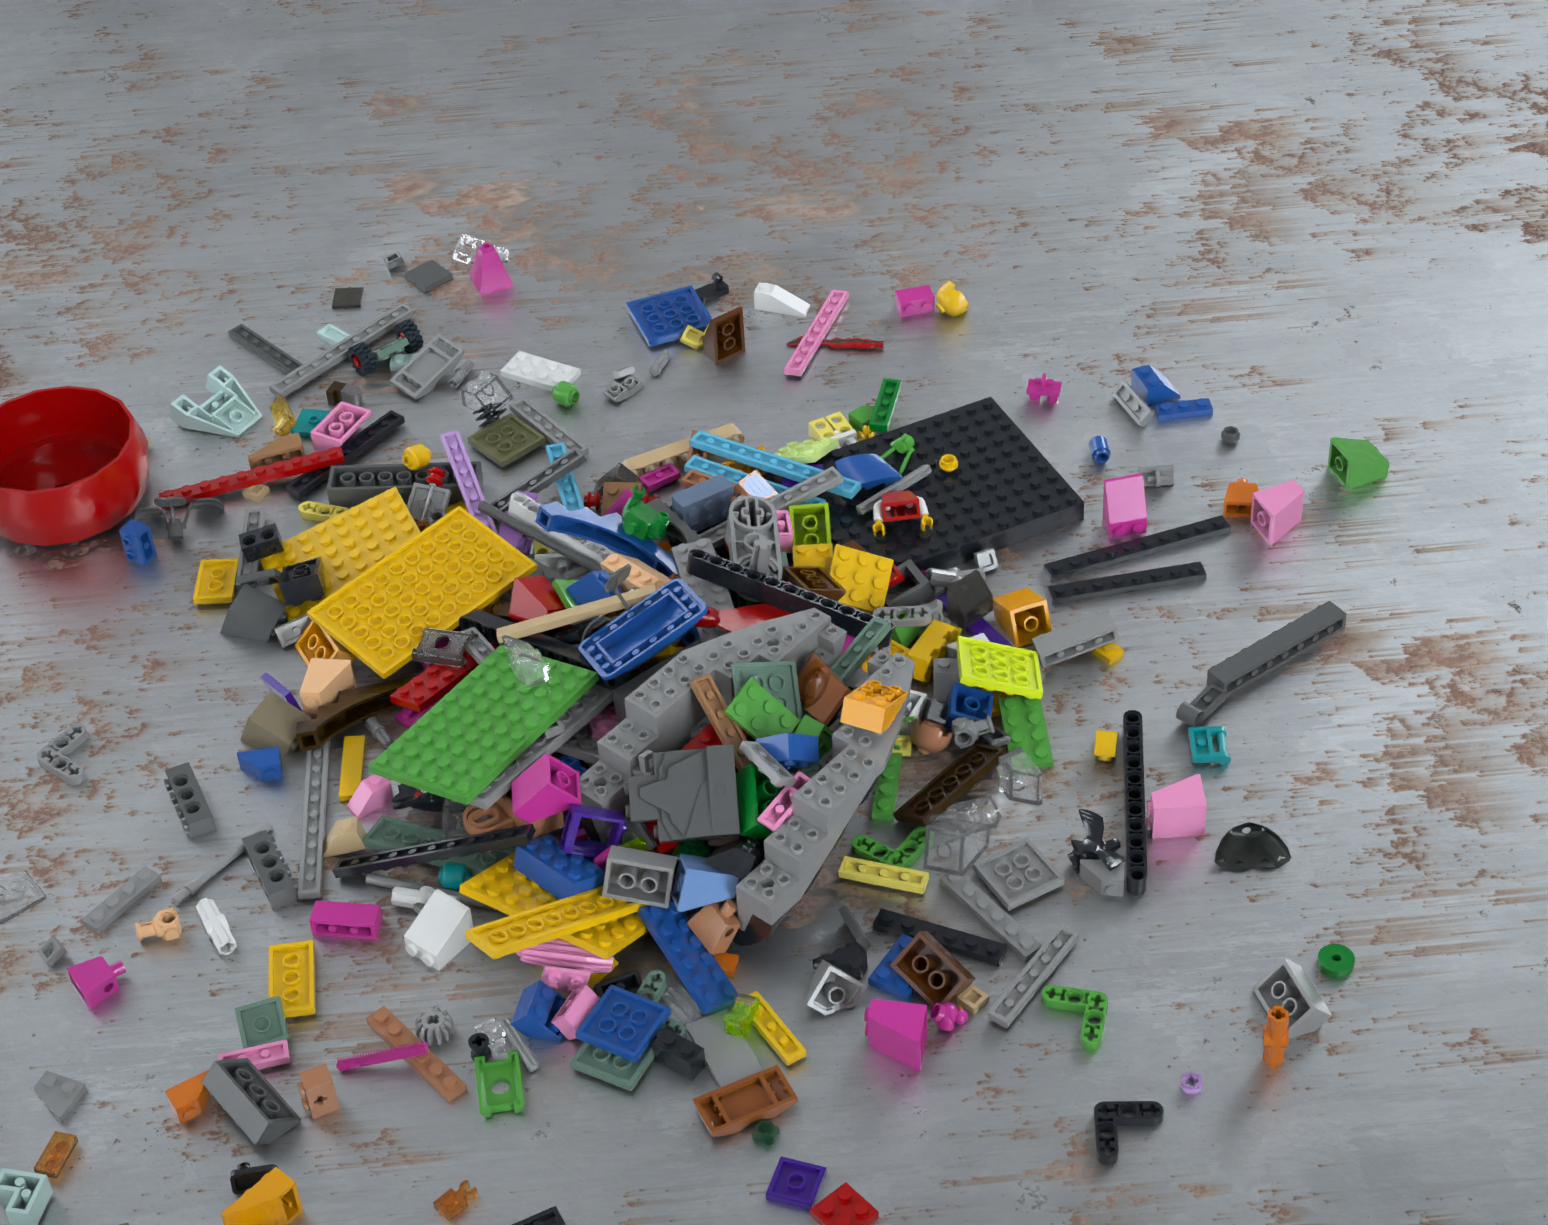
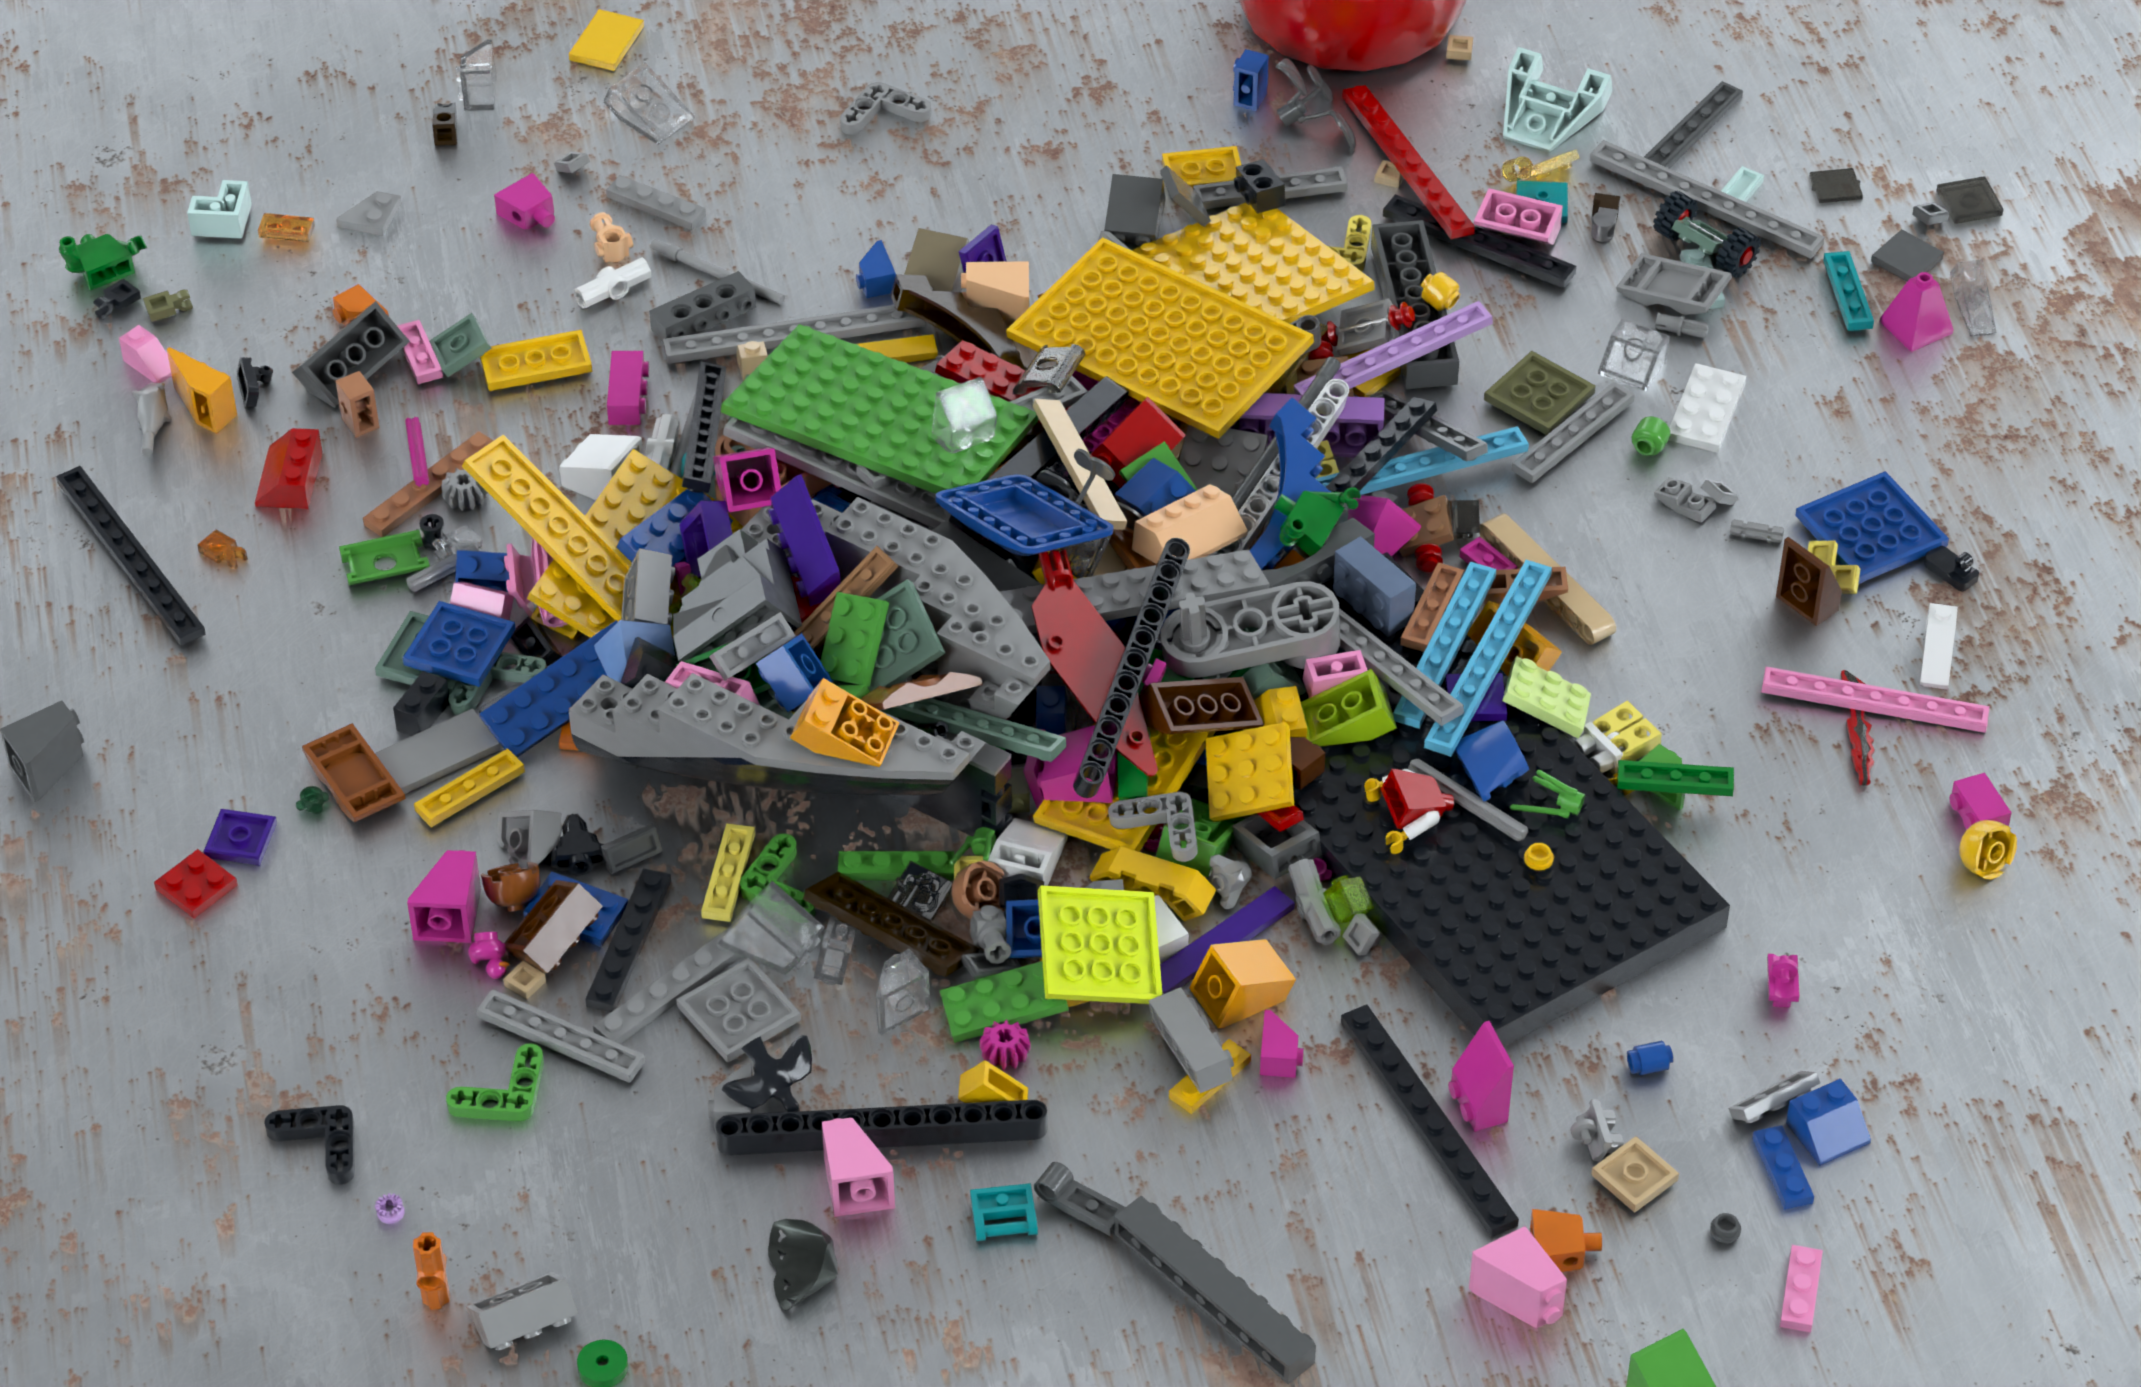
camera: 80 degrees right, 5 degrees up
(190, 800) = (810, 222): dark grey brick -> none
(278, 450) = (1464, 176): medium nougat slope -> none
(303, 582) = (1187, 234): black slope -> none
(375, 1148) = (290, 470): none -> red slope
(384, 245) = (1969, 200): none -> clear smoke tile
(453, 301) = (1848, 290): none -> teal plate
(489, 413) = (1585, 362): black piece -> none
(546, 493) = (1384, 445): none -> black plate
(661, 728) = (805, 541): none -> dark purple slope
(741, 1015) = (473, 749): clear neon green leg -> none
(754, 485) = (1404, 630): torso -> none
(885, 986) = (512, 885): none -> dark orange cylinder
(917, 770) = (921, 891): none -> piece
(963, 557) = (1347, 898): none -> clear neon green brick
(968, 600) = (1246, 906): clear smoke slope -> none
(1065, 734) = (1005, 1044): none -> dark pink gear
(1076, 605) = (1279, 1048): none -> dark pink slope
(1126, 583) = (1347, 1110): black plate -> none
(1190, 464) = (1635, 1174): none -> tan plate
(1274, 412) = (1801, 1288): none -> bright pink plate

